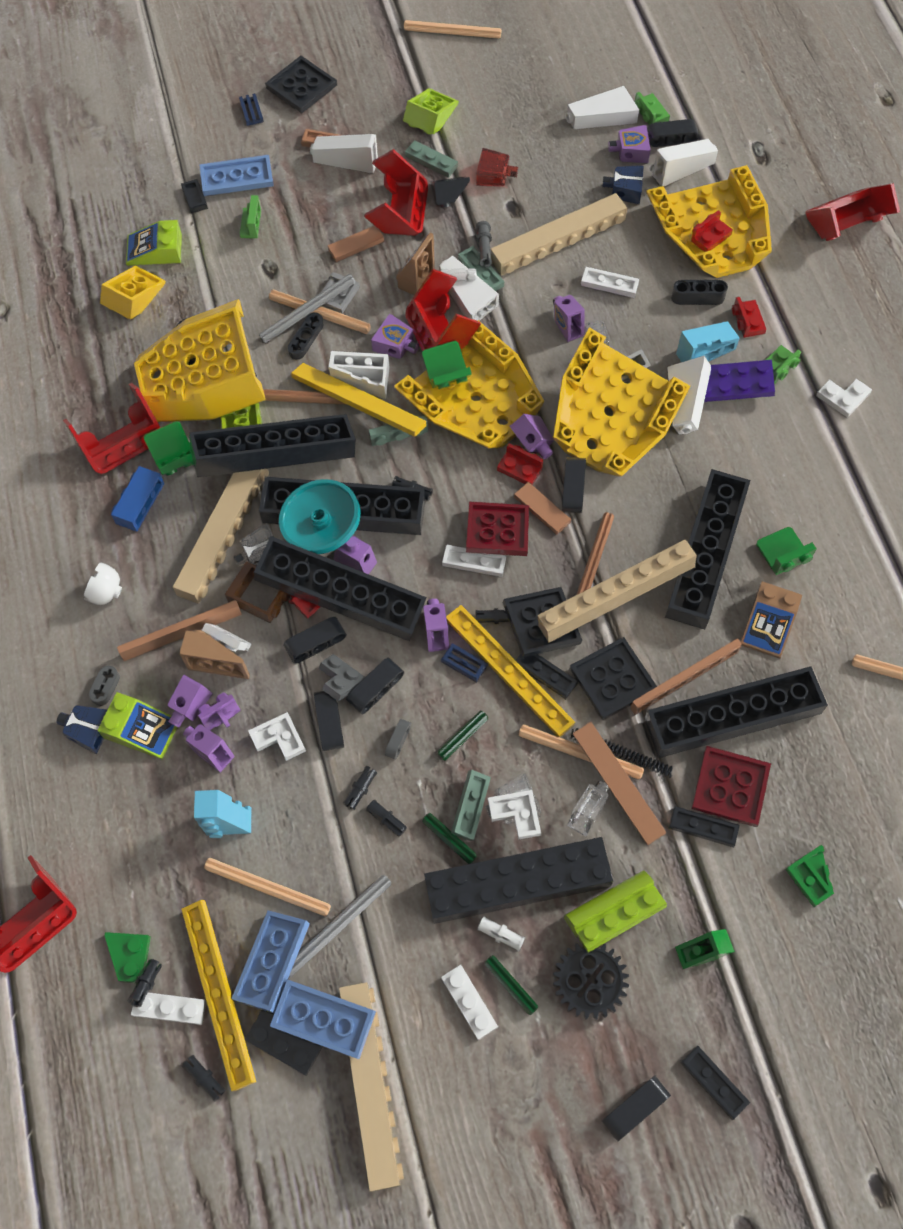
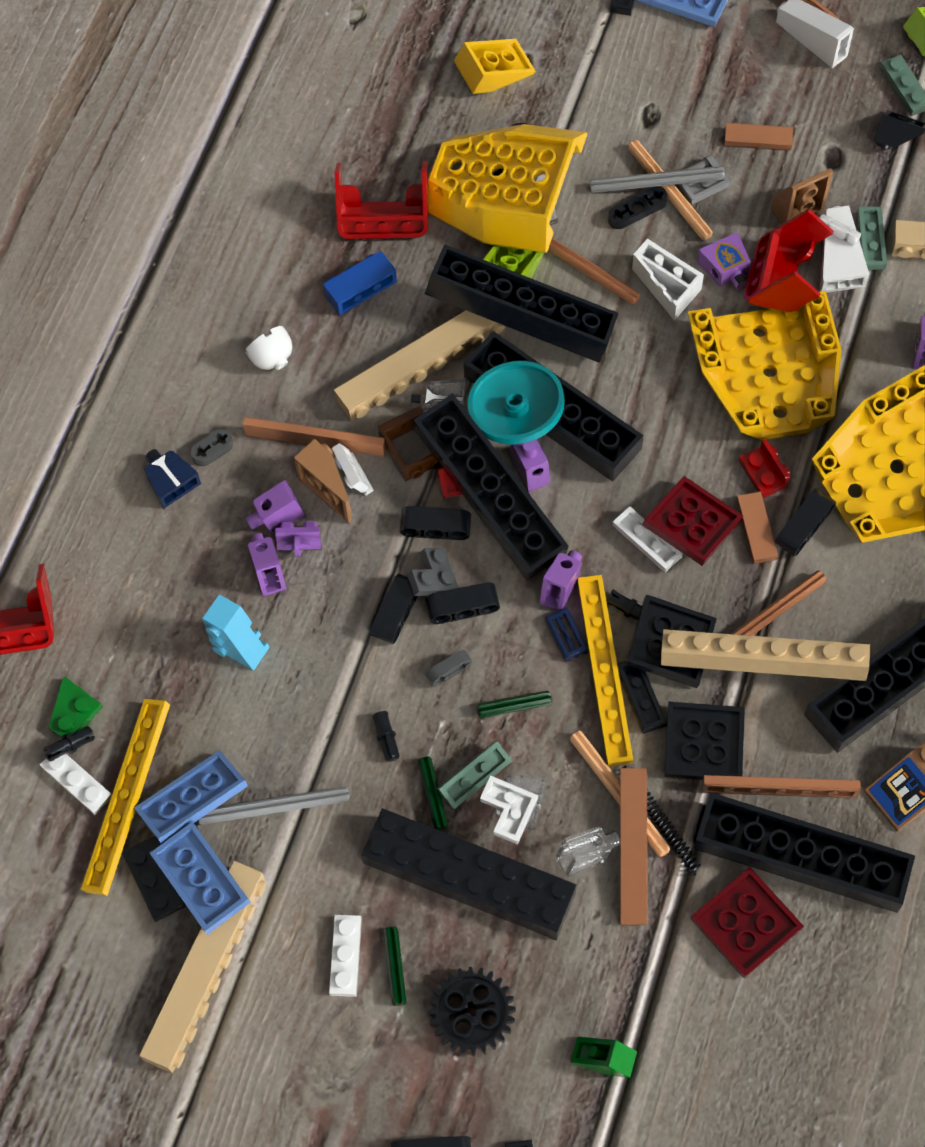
camera: 35 degrees right, 0 degrees up
(137, 726) = (215, 504): slope -> none
(155, 244) = (550, 27): lime slope -> none
(169, 448) = (421, 247): green bracket -> none
(203, 1078) = (65, 862): black pin -> none
(251, 218) = (665, 51): bright green bracket -> none
(267, 887) = (234, 729): light nougat axle -> none
(281, 731) = (343, 591): white plate -> none
(359, 399) = (643, 306): yellow tile -> none
(360, 788) = (381, 692): black pin -> none
(388, 433) = (663, 361): sand green plate -> none
(405, 483) = (630, 418): black pin -> none
(408, 199) = (847, 119): red windscreen -> none
(445, 365) = (756, 319): green bracket -> none
(484, 238) = (897, 205): dark grey pin -> none
(501, 933) = (418, 912): white pin -> none
(533, 434) = (798, 444): medium lavender torso -> none
(615, 911) = (541, 963): lime brick -> none
(704, 826) = (691, 943): black tile -> none
(812, 876) = (764, 1061): green wing -> none

